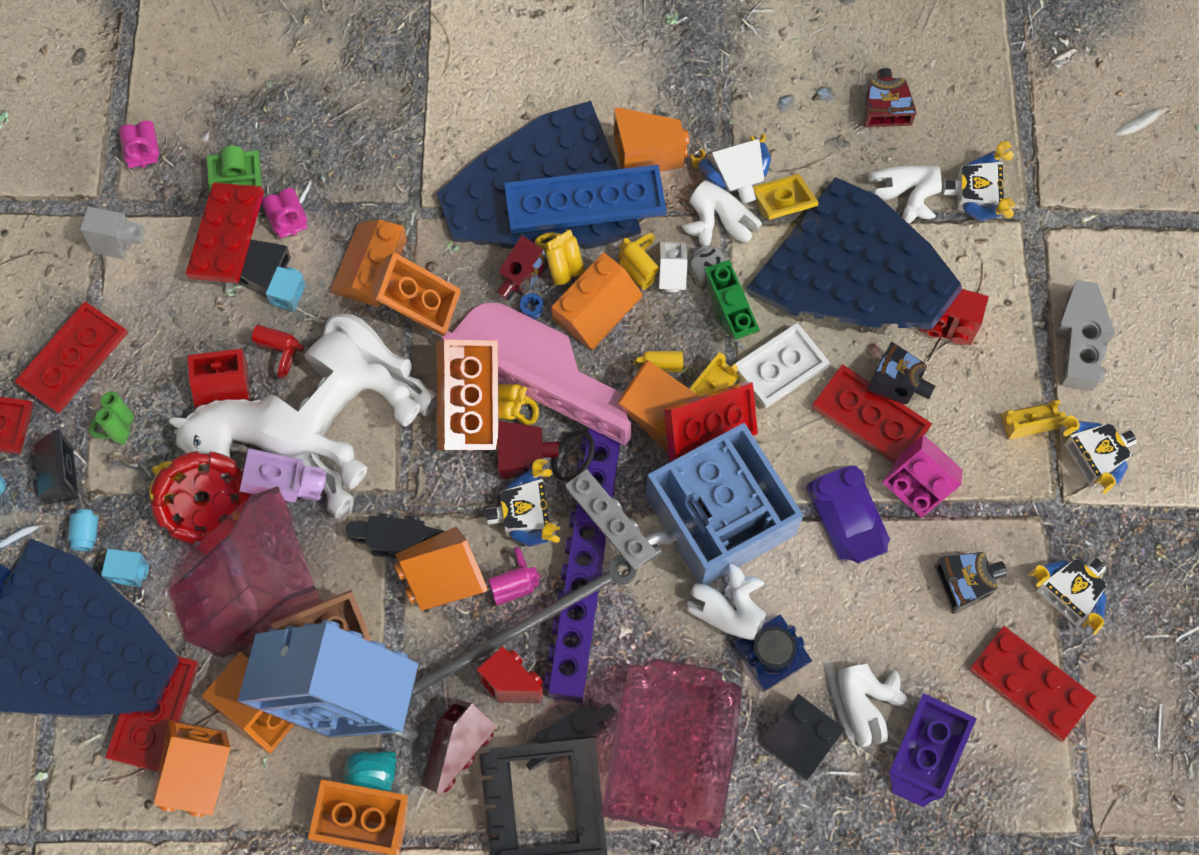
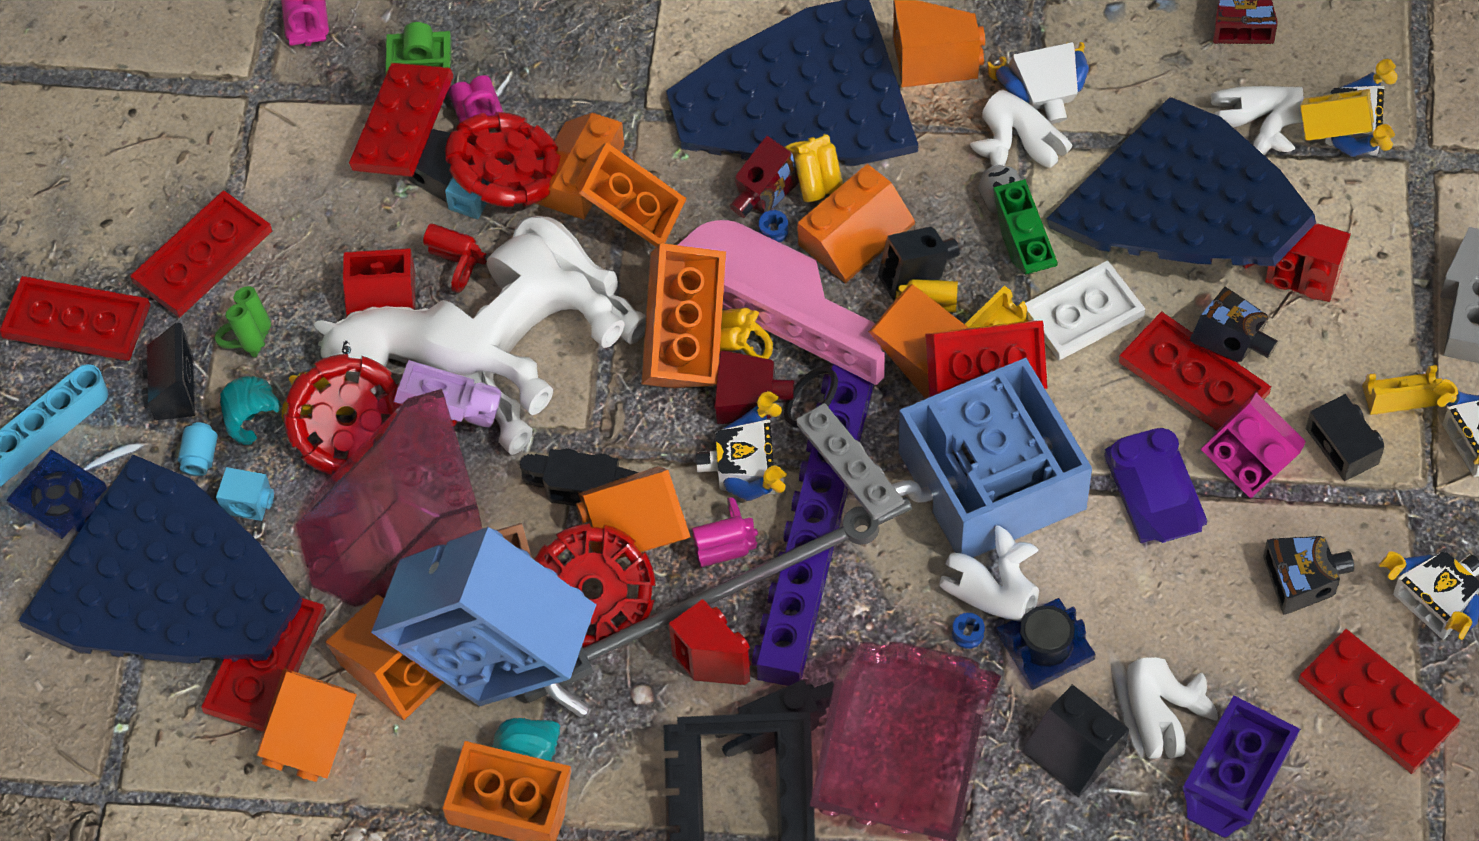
camera: 10 degrees right, 10 degrees down
(110, 232) = (262, 112): light grey hinge -> none
(117, 488) = (242, 401): none -> teal hair
(310, 250) = (506, 143): none -> red plate
(419, 619) = (607, 571): none -> red plate
(454, 743) = (635, 708): slope -> none
(585, 199) = (850, 103): blue plate -> none
(637, 261) = (911, 180): yellow piece -> none
(646, 331) = (914, 255): none -> black torso
(672, 266) = (954, 189): white slope -> none
(717, 651) = (977, 634): none -> blue bush
(783, 197) = (1102, 115): yellow slope -> none
(969, 189) = (1337, 114): none -> yellow hinge
(992, 462) = (1345, 437): none -> black brick

